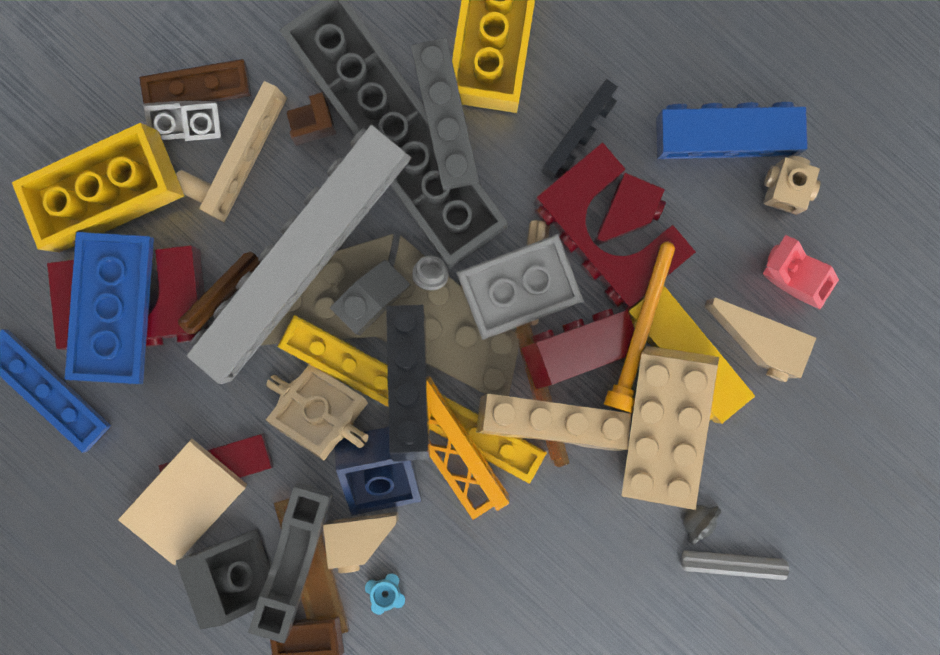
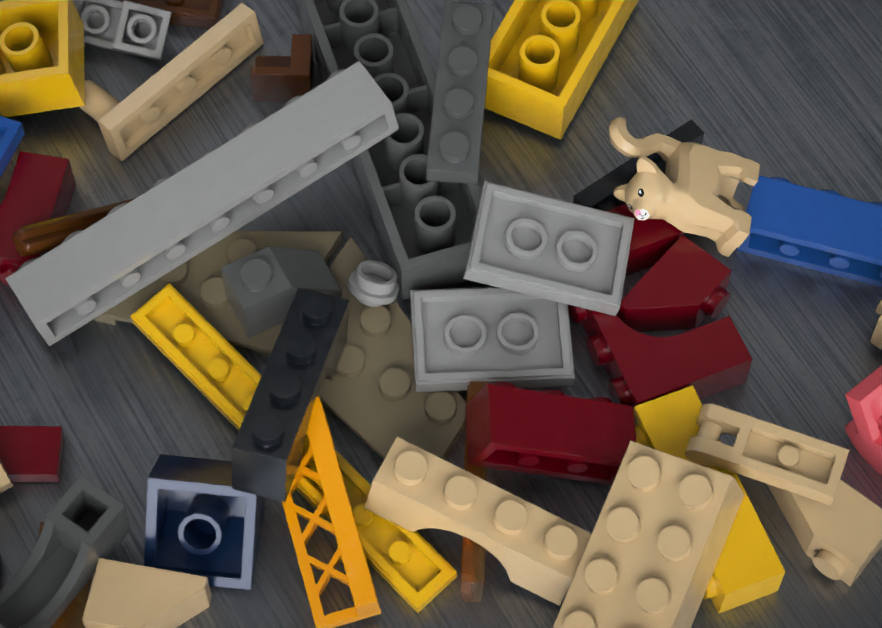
camera: 20 degrees right, 25 degrees down
(317, 411) = (151, 411): tan plate -> none
(542, 217) = (549, 248): none -> light grey tile
(621, 395) = (585, 505): light orange piece -> none
(626, 138) = (693, 192): none -> tan animal
(728, 323) = (768, 453): none -> tan plate

